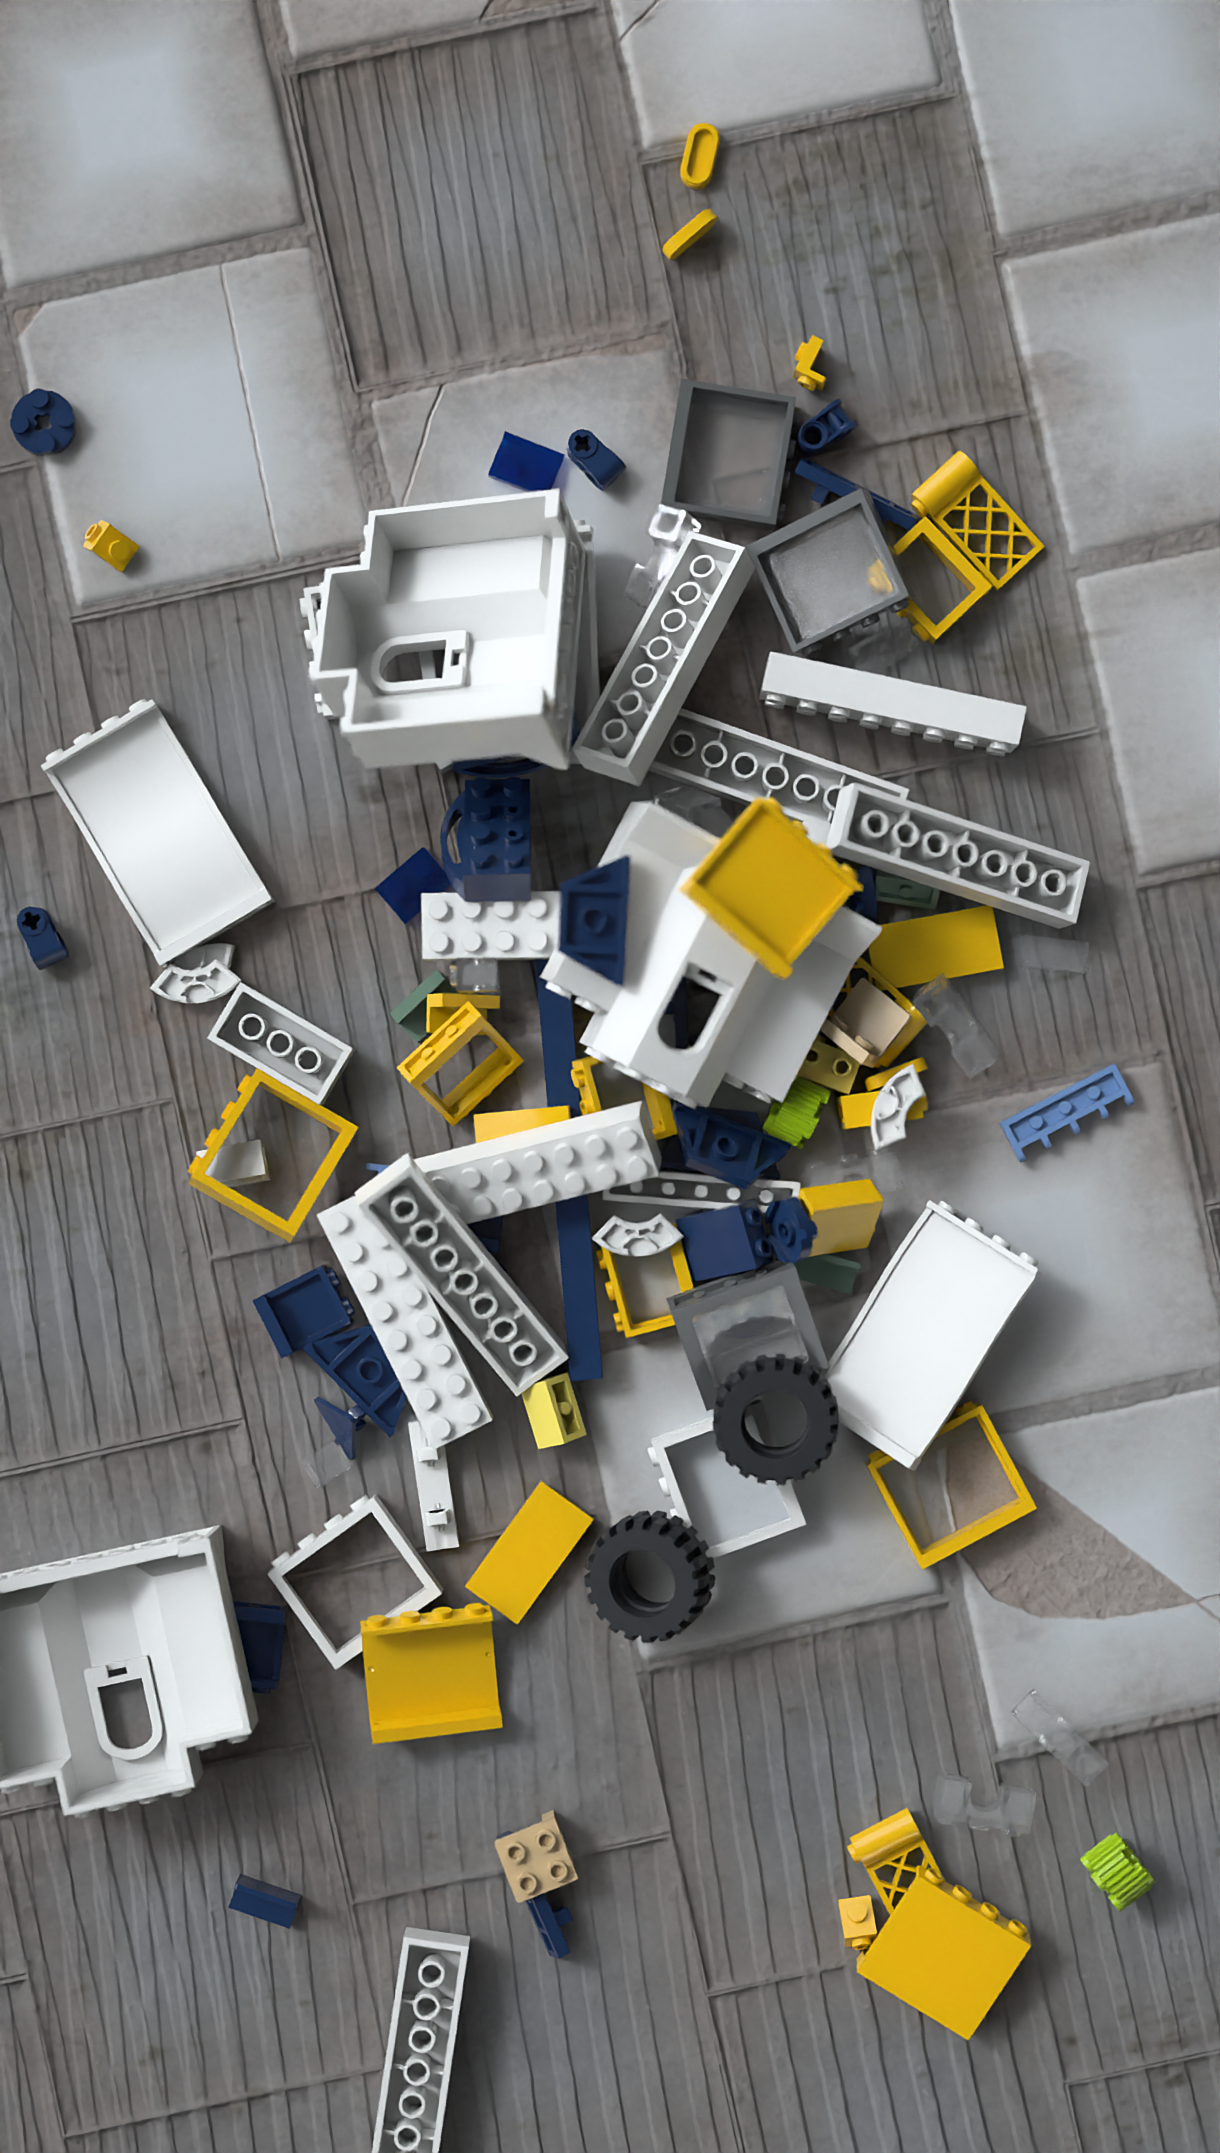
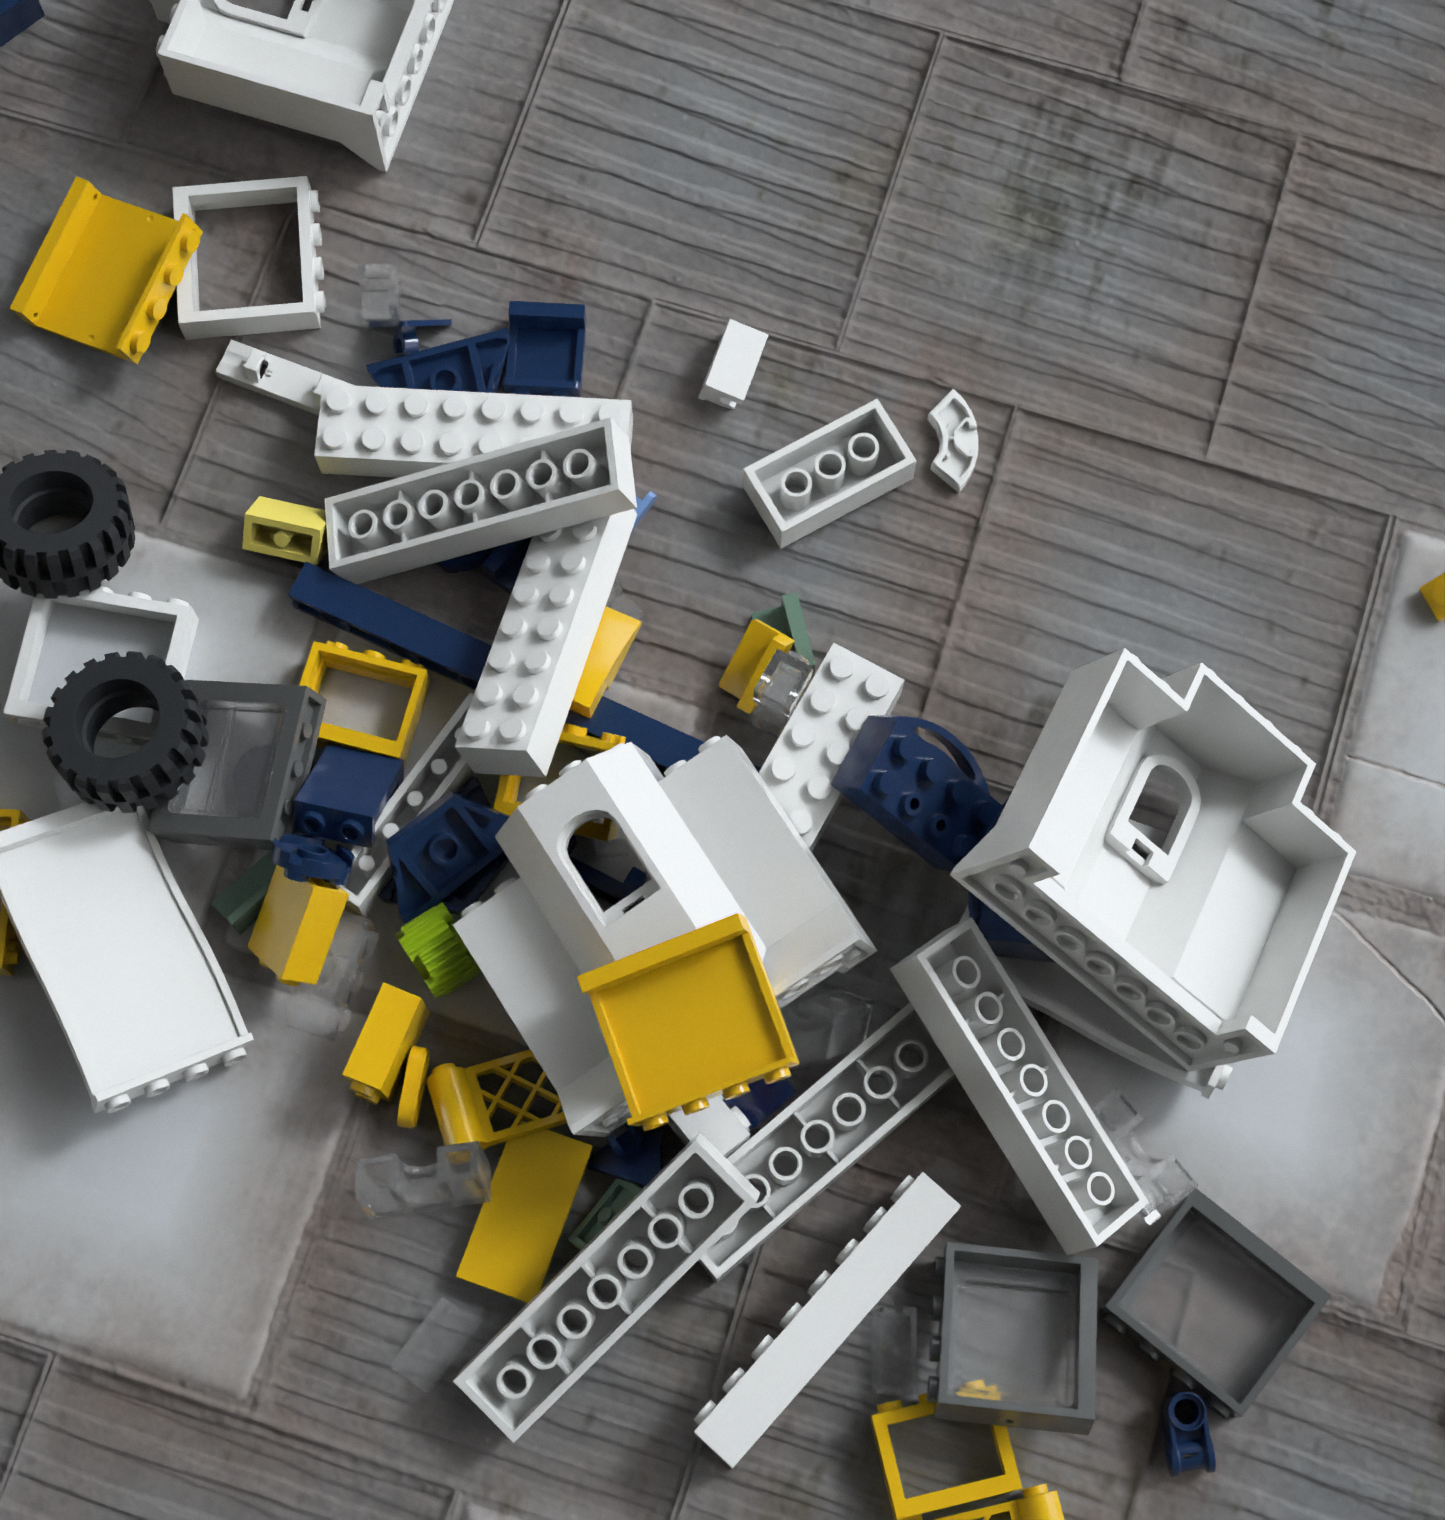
camera: 120 degrees right, 15 degrees down
(43, 943) = (1071, 310): dark blue piece -> none
(157, 832) = (1121, 475): white panel -> none
(197, 985) = (939, 425): white tile -> none
(216, 1139) = (663, 425): yellow window -> none
(262, 1641) = (248, 143): dark blue panel -> none
(415, 876) = (923, 694): clear blue plate -> none
(445, 1044) = (731, 625): yellow window -> none
(525, 464) = (1318, 1072): clear blue plate -> none
(529, 1552) = (164, 434): yellow tile -> none
(595, 919) = (766, 813): dark blue wing -> none
(598, 463) = (1282, 1150): dark blue piece -> none
(639, 1238) = (407, 708): white tile -> none
(807, 356) = (1281, 1460): yellow bracket -> none
(829, 480) = (1120, 1405): dark blue hinge -> none
(829, 1066) = (468, 1018): light yellow brick -> none
(866, 1023) = (484, 1075): tan bracket -> none
(892, 1107) = (374, 1045): white tile -> none
(1065, 1109) = (259, 1254): medium blue hinge -> none

